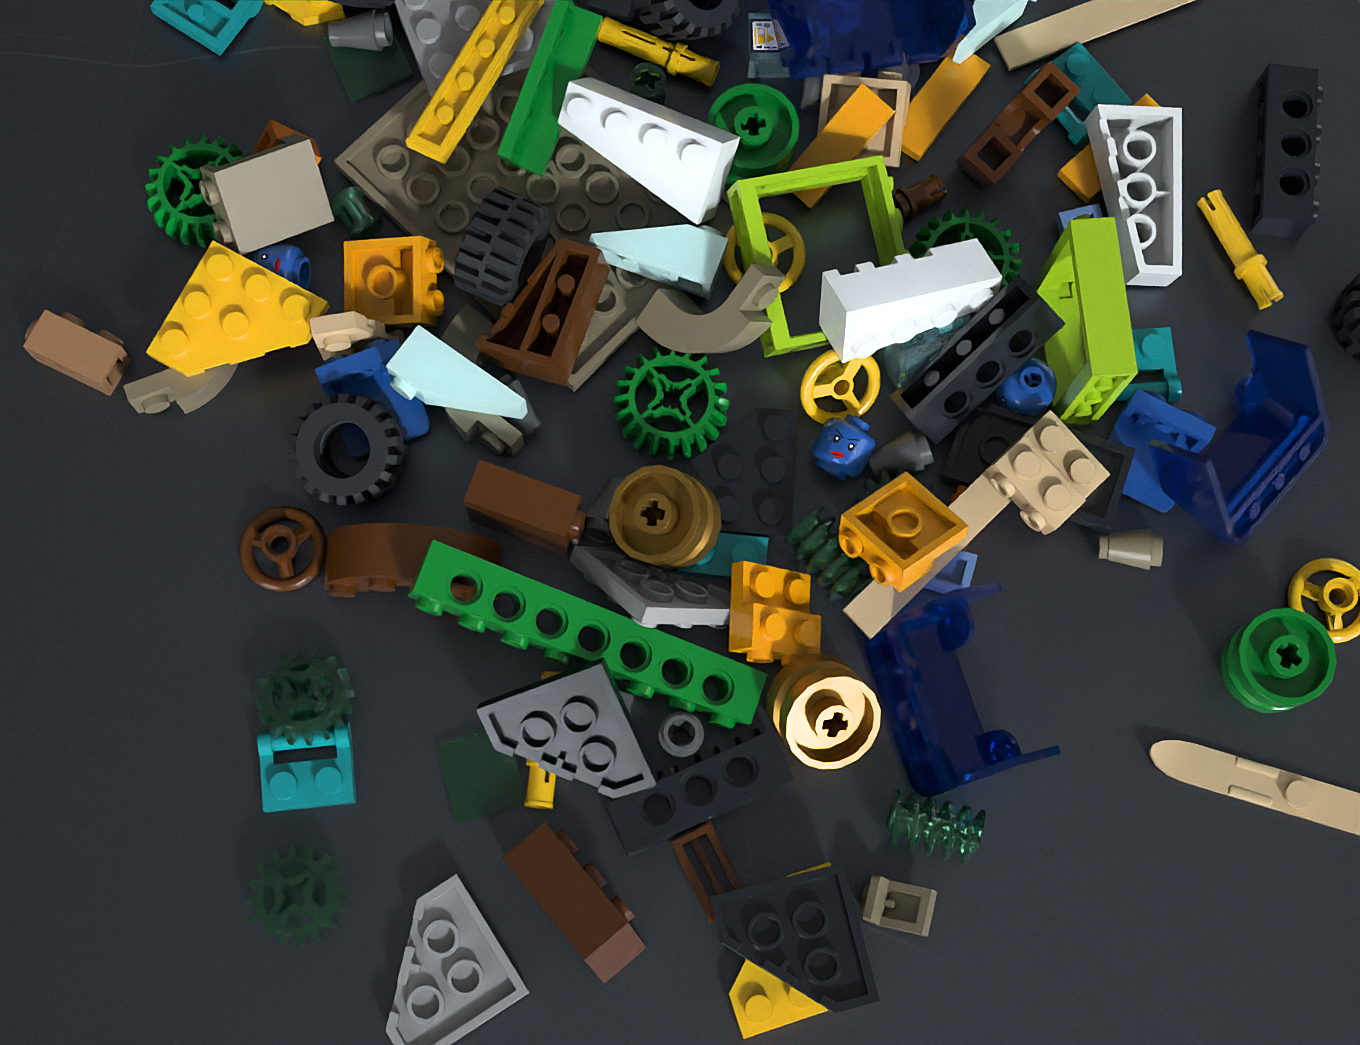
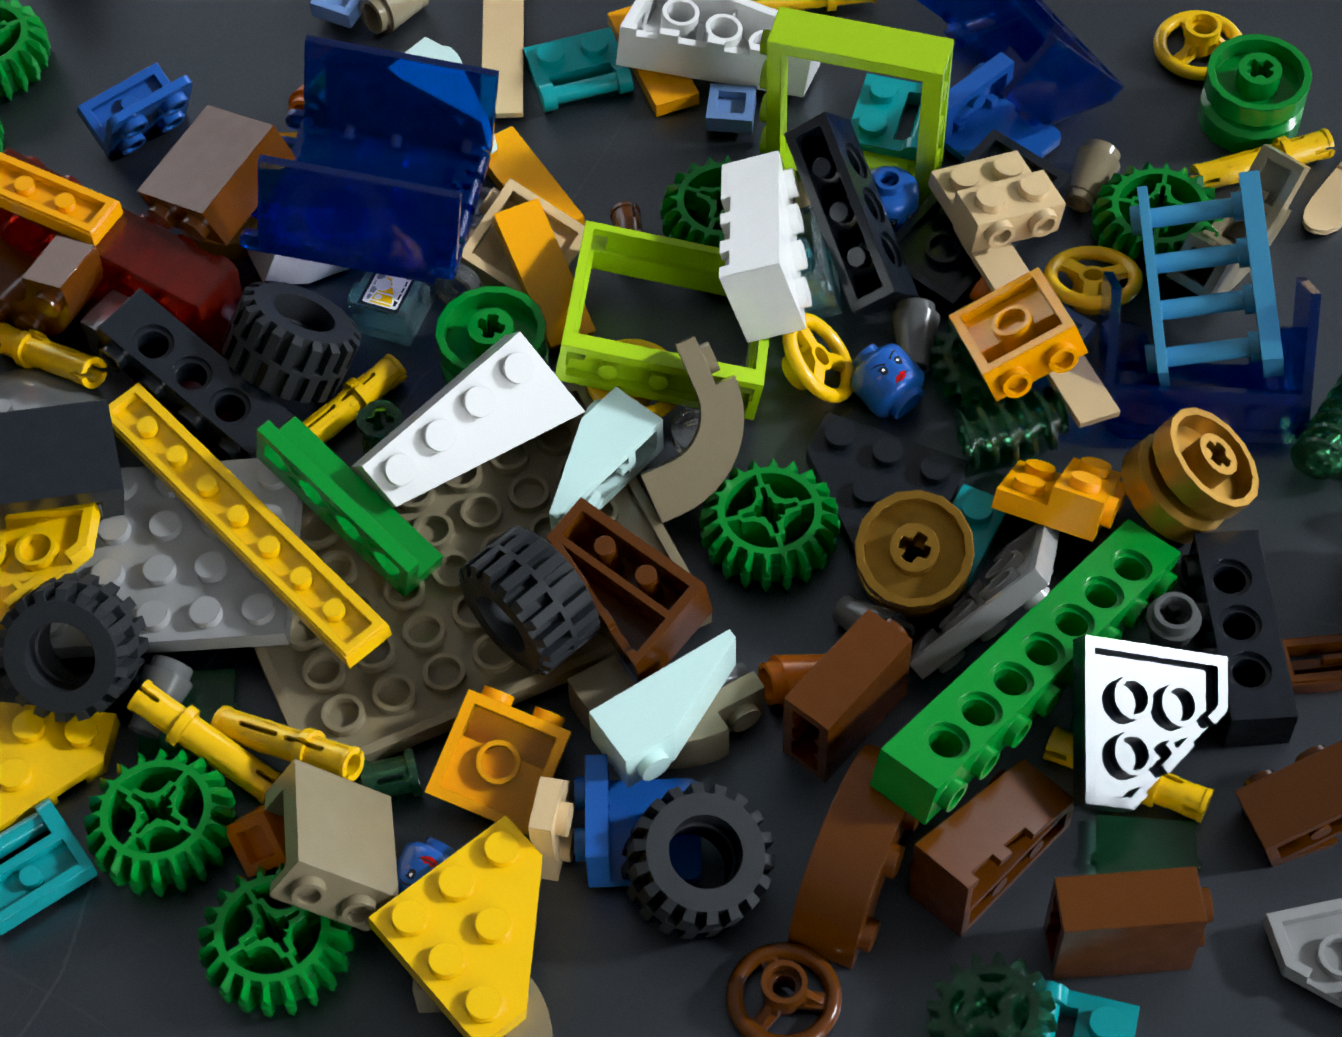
camera: 60 degrees left, 20 degrees down
(254, 58) = (163, 849): none -> green gear
(332, 76) = (186, 728): none -> yellow pin
(345, 145) = (289, 743): none -> yellow pin
(400, 769) = (1126, 922): none -> reddish brown brick
(441, 651) = (987, 845): none -> reddish brown wedge
(542, 464) = (784, 673): none -> orange cone
(1013, 572) = (1088, 280): none -> yellow piece
(1017, 125) = (612, 143): reddish brown arch -> none
(1063, 699) = (1254, 298): none -> dark azure fence
(1104, 635) = (1165, 188): none -> green gear
(1109, 689) = (1280, 181): none -> dark tan arch
(1214, 693) = (1303, 148): none -> yellow pin

